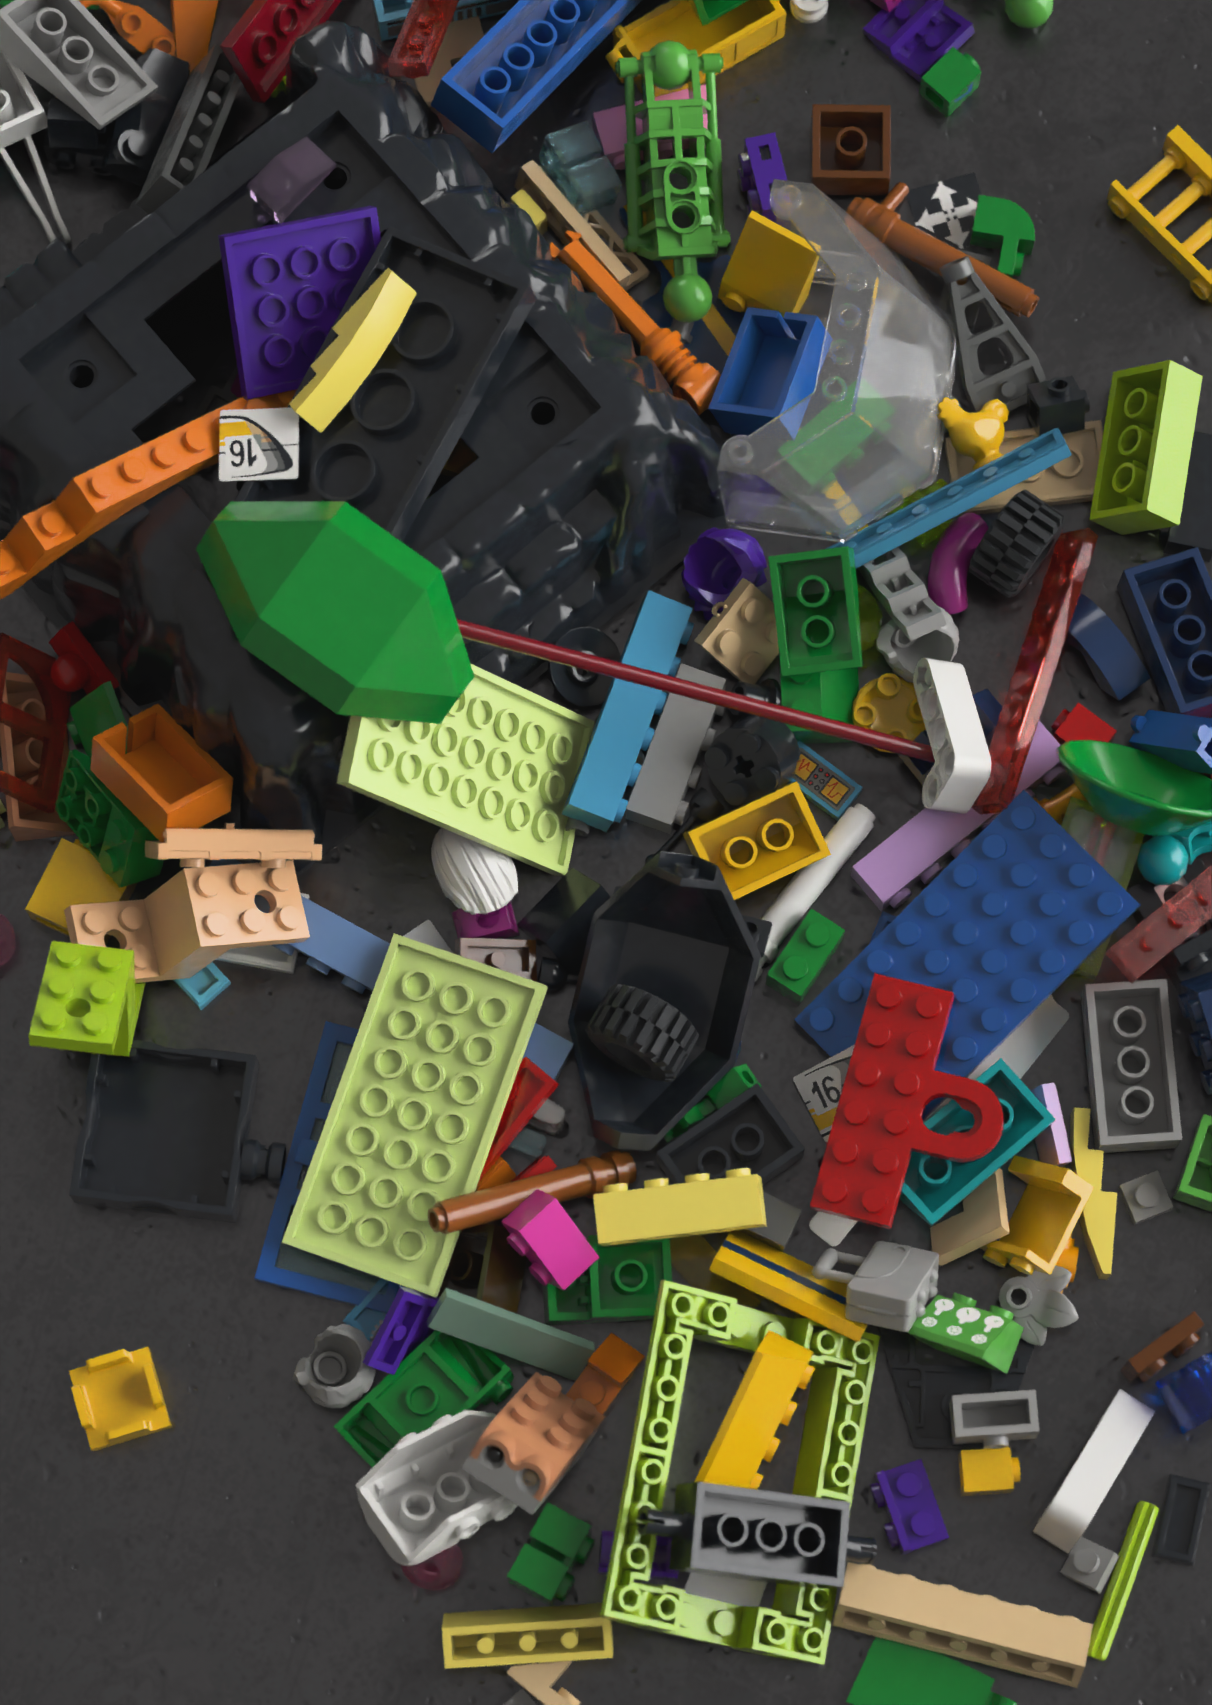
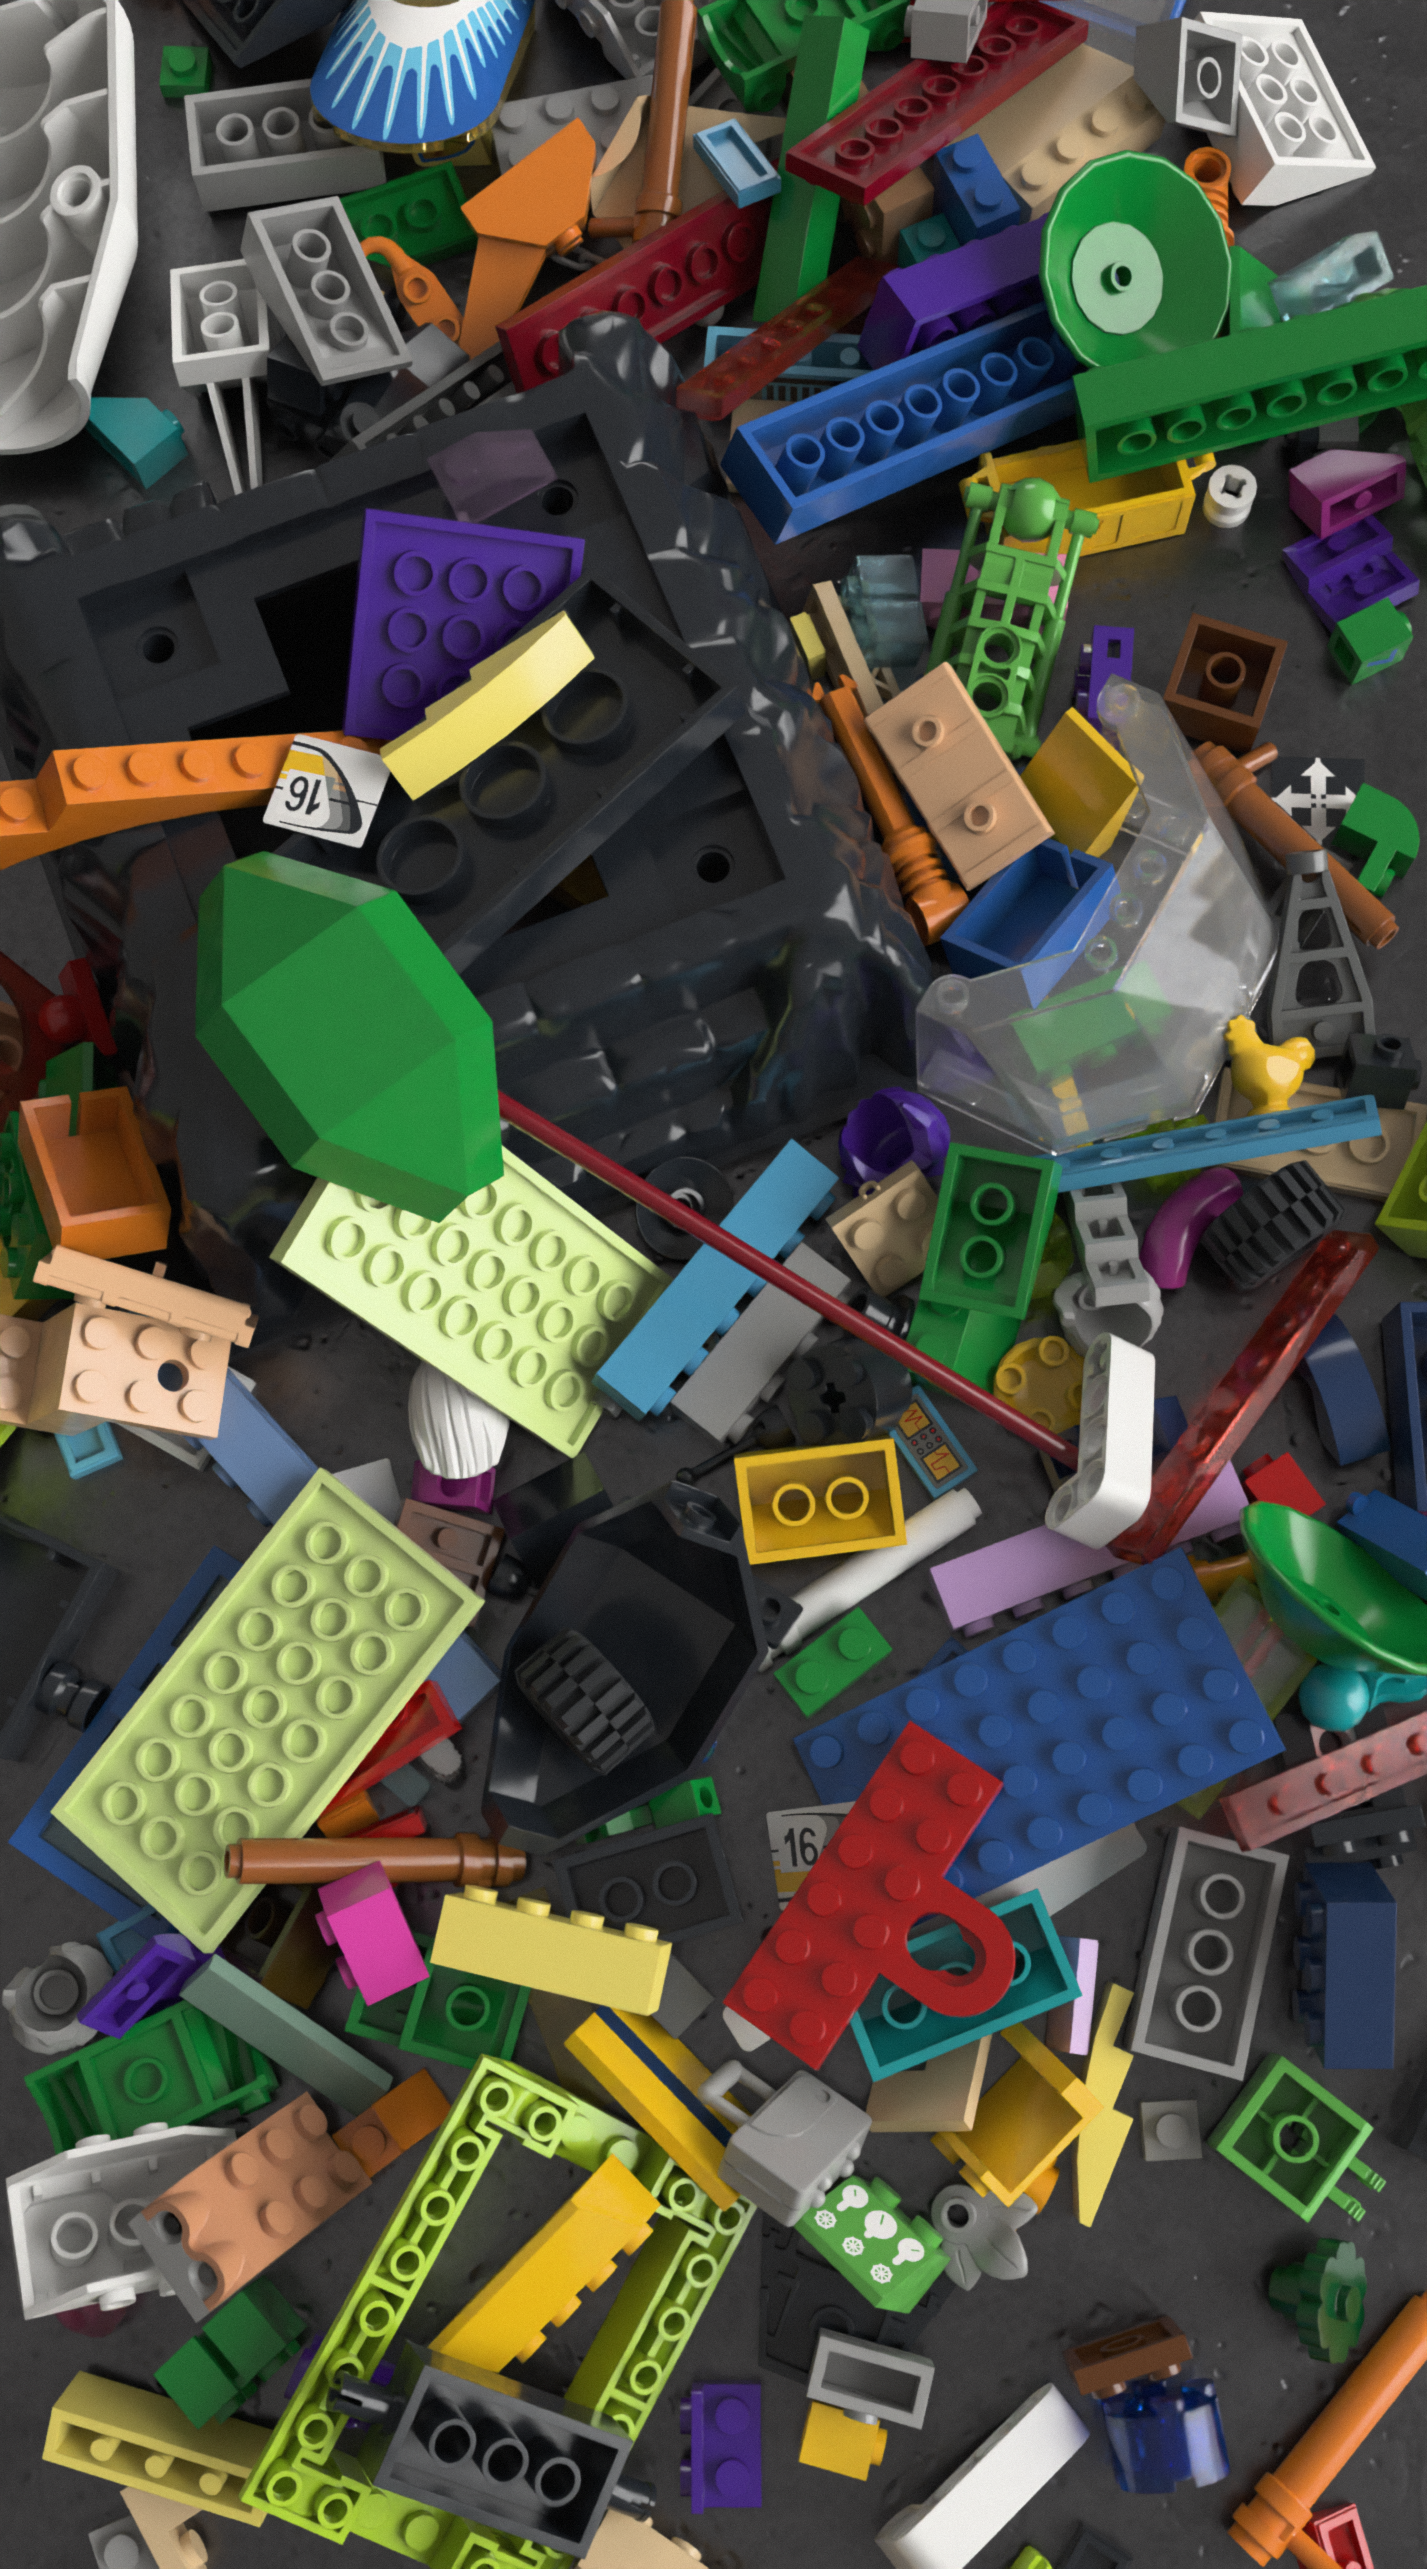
camera: 25 degrees right, 0 degrees up
(682, 283) = (958, 776): none -> light nougat container

